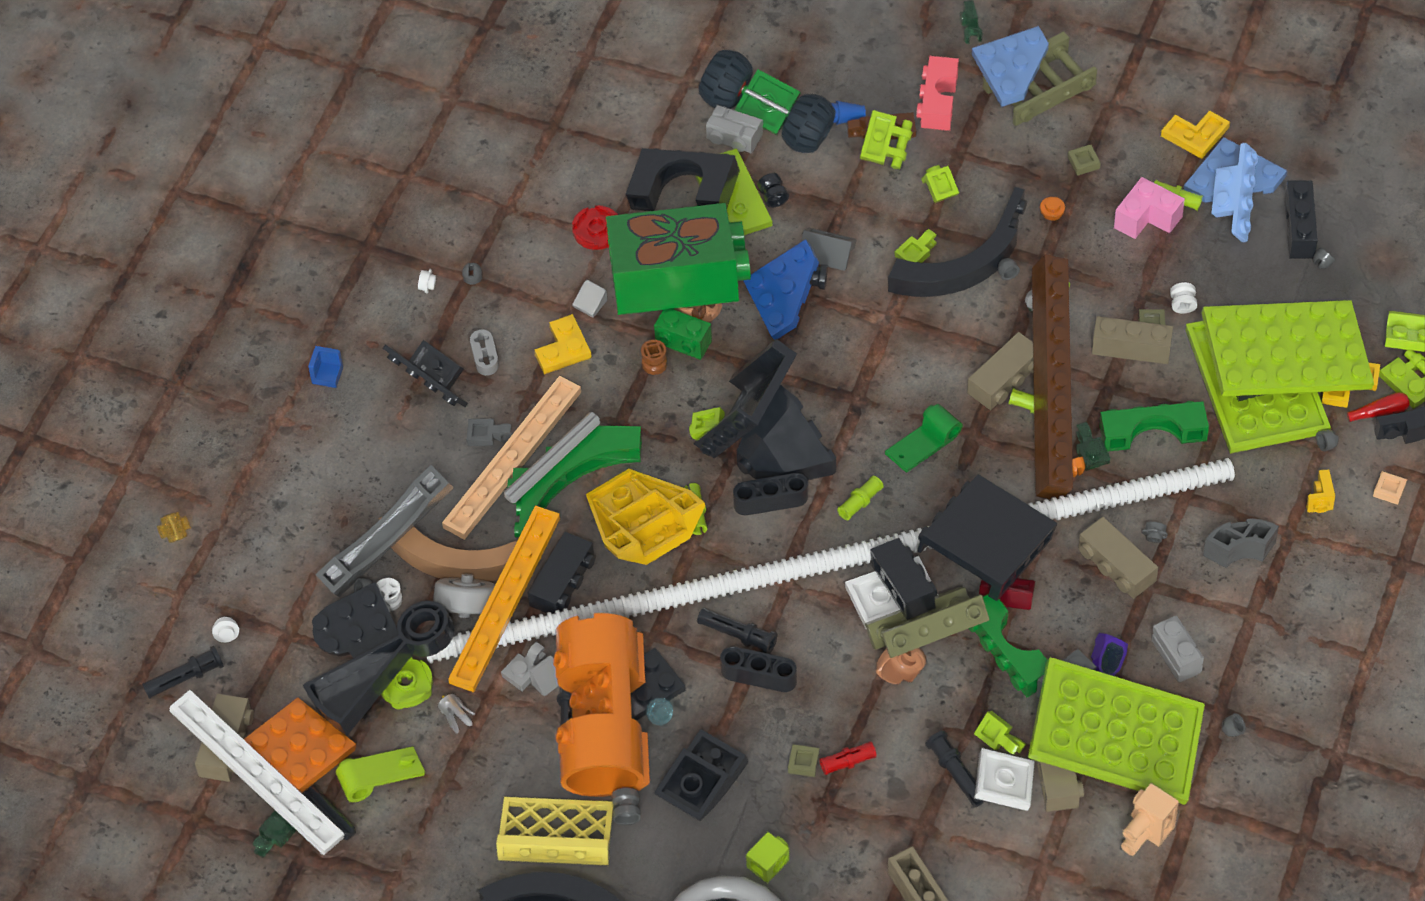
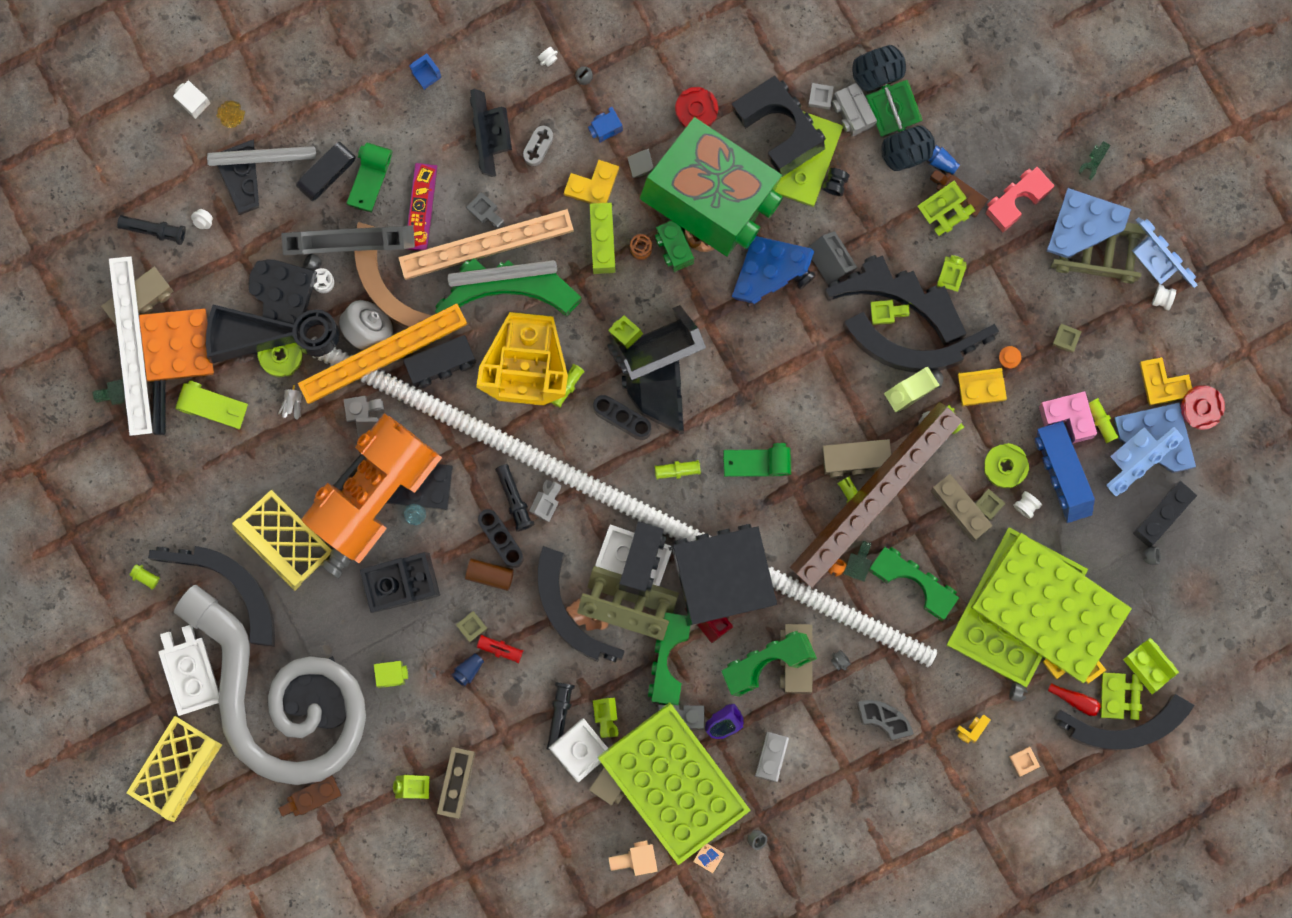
camera: 40 degrees right, 25 degrees up
(123, 543) = (191, 99): none -> white brick
(226, 570) = (241, 181): none -> black wing
(234, 537) = (260, 156): none -> light grey axle
(307, 508) = (325, 171): none -> black beam
(351, 481) = (370, 176): none -> green door
(414, 463) = (422, 204): none -> tile
(531, 291) = (605, 125): none -> blue brick
(613, 374) = (602, 238): none -> lime brick
(695, 140) = (821, 96): none -> light grey plate
(769, 611) = (545, 502): none -> light grey plate
(777, 705) = (489, 574): none -> reddish brown pin
(836, 799) = (467, 670): none -> dark blue cone
(877, 689) = (549, 590): none -> black arch
(947, 218) = (905, 288): none -> black arch
(998, 283) = (911, 389): none -> yellowish green arch
(1053, 241) = (982, 387): none -> yellow plate
(1095, 45) = (1157, 258): none -> light blue bracket
(1108, 541) = (744, 674): none -> green arch
(1130, 74) = (1164, 297): none -> white wheel
(1132, 297) = (994, 471): none -> lime plate
(1191, 249) = (1065, 472): none -> blue wedge
(1208, 776) = (708, 858): none -> tile
(1246, 124) = (1202, 407): none -> tile

